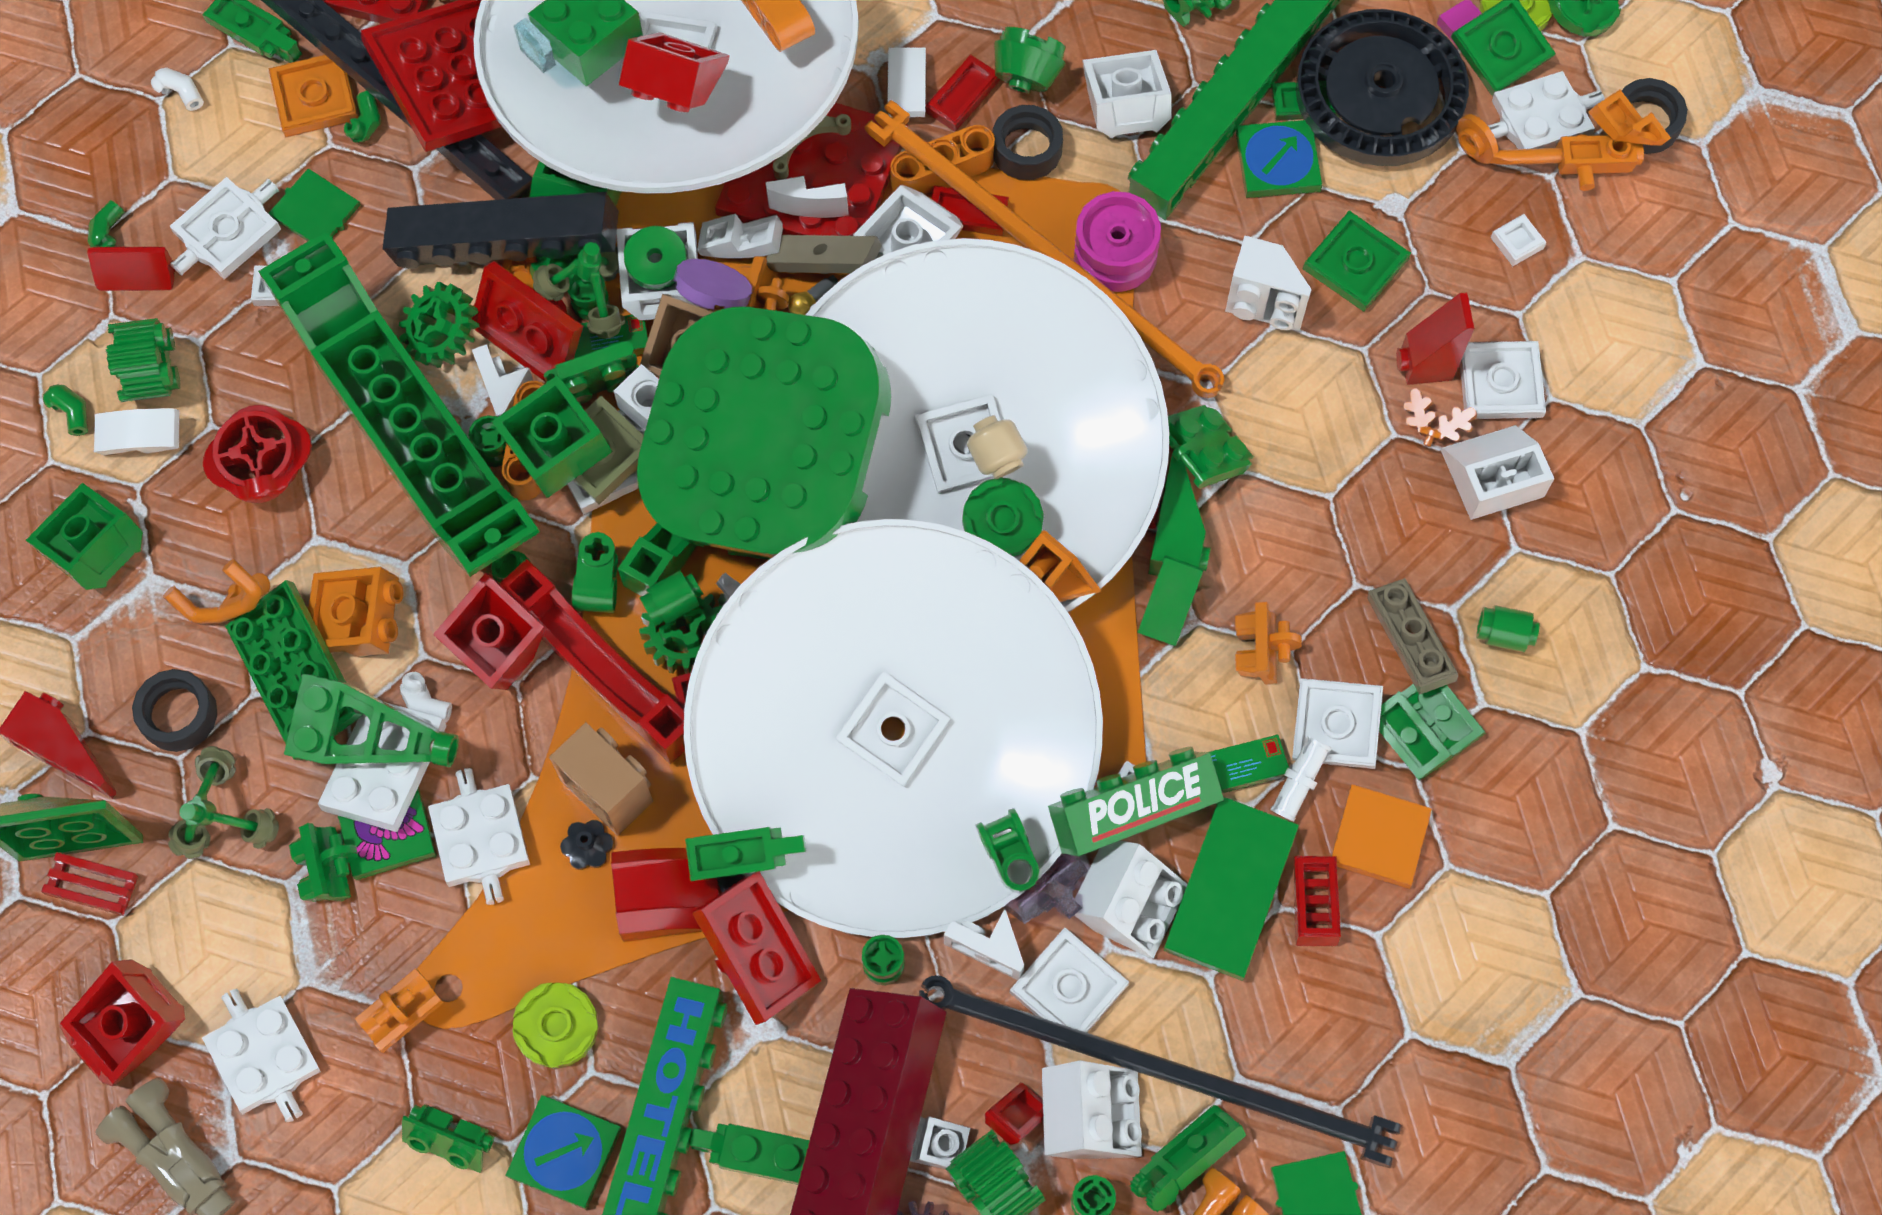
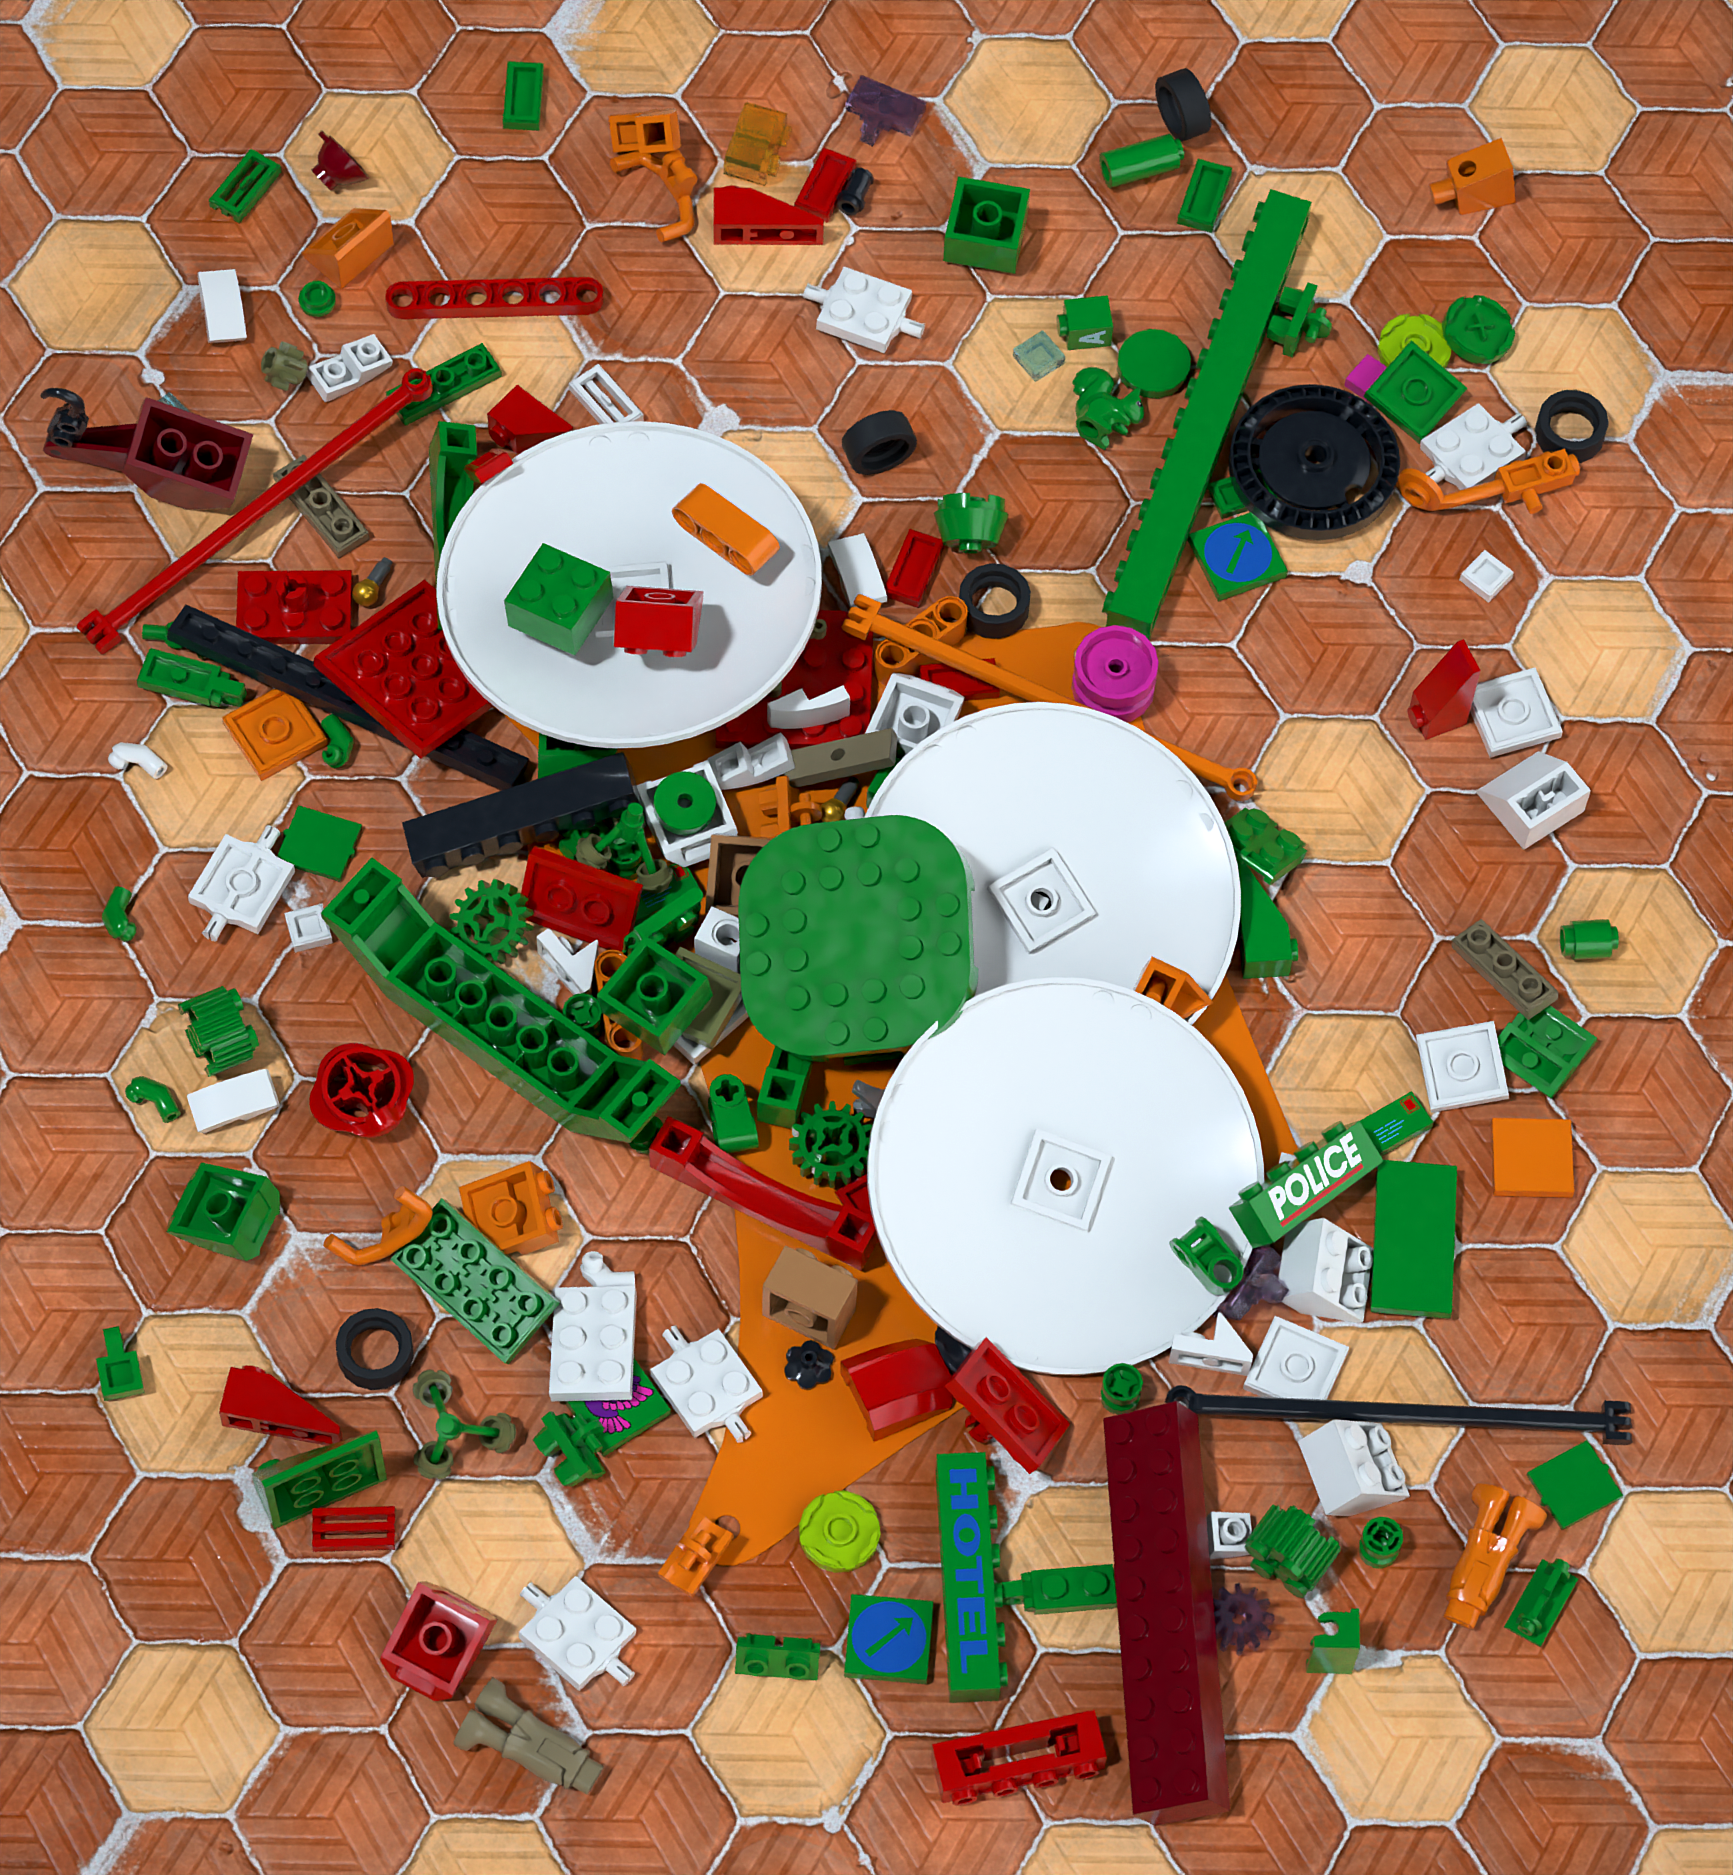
camera: 20 degrees left, 5 degrees down
(131, 268) = (164, 947): red slope -> none
(317, 718) = (523, 1313): green plate -> none
(492, 634) = (658, 1191): red slope -> none
(534, 45) = (514, 628): clear light blue tile -> none
(671, 598) = (818, 1115): green brick -> none
(712, 284) = (751, 814): medium lavender tile -> none
(740, 852) = (964, 1324): green hinge -> none
(997, 447) = (1081, 893): tan head -> none
(1004, 515) = (1104, 953): green tile -> none
(1015, 1114) = (1289, 1486): red tile -> none
(1128, 93) = (1076, 528): white slope -> none
(1170, 600) = (1275, 996): green tile -> none
(1186, 1157) = (1451, 1482): green hinge -> none
(1263, 659) = (1375, 1028): orange hips -> none
(1268, 286) = (1271, 680): white slope -> none
(1300, 778) = (1445, 1124): white pin -> none
(1316, 936) = (1492, 1253): red slope -> none
(1356, 261) = (1342, 635): green tile -> none
(1447, 428) = (1476, 771): animal -> none
(1625, 124) = (1553, 441): orange slope -> none

